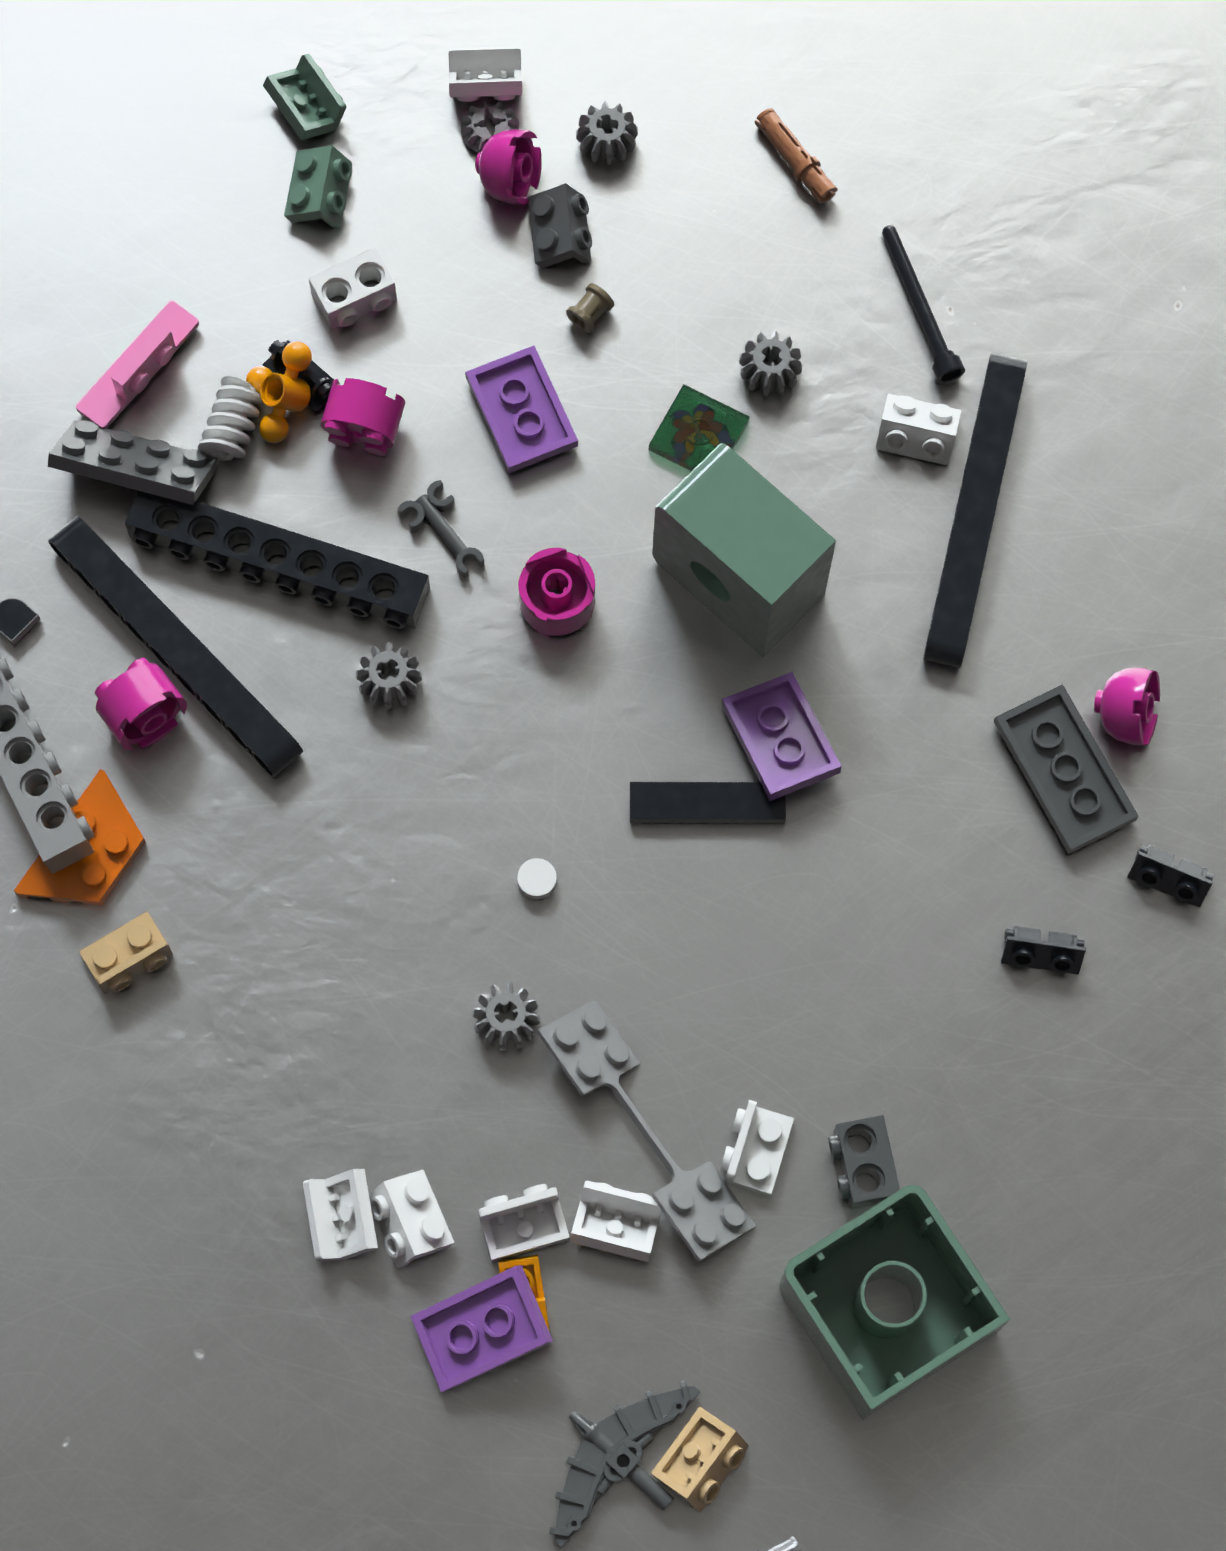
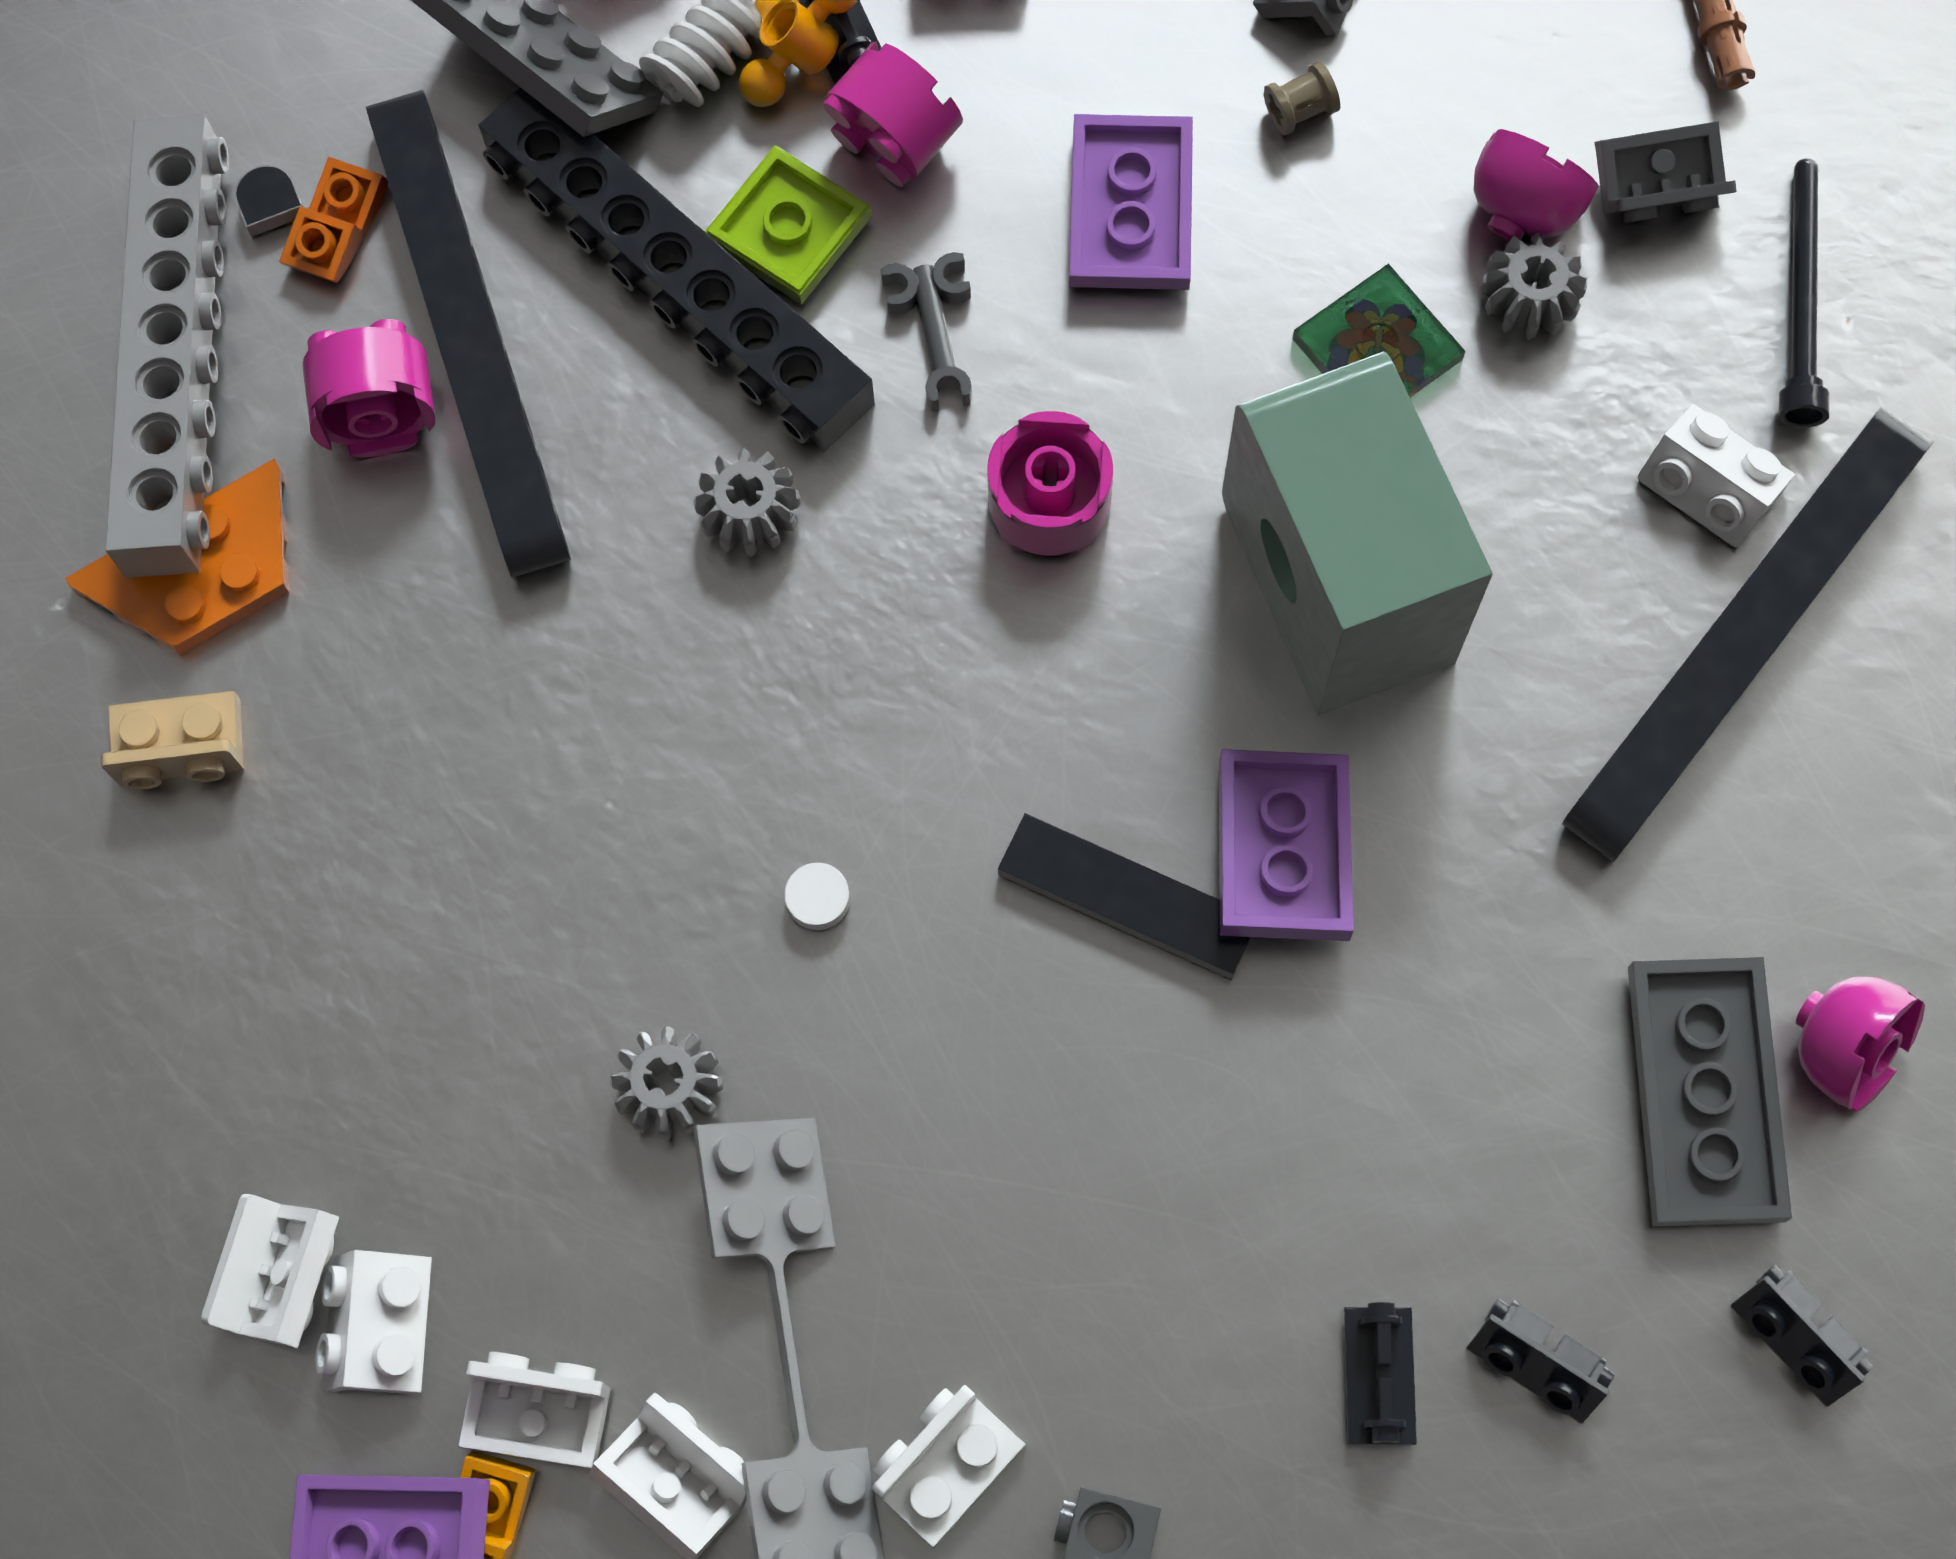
camera: 30 degrees right, 0 degrees up
(60, 615) = (337, 220): none -> orange slope
(331, 504) = (789, 224): none -> lime plate
(743, 309) = (1528, 188): none -> dark pink cylinder
(811, 267) = (1662, 169): none -> dark grey bracket
(962, 996) = (1380, 1375): none -> black hinge

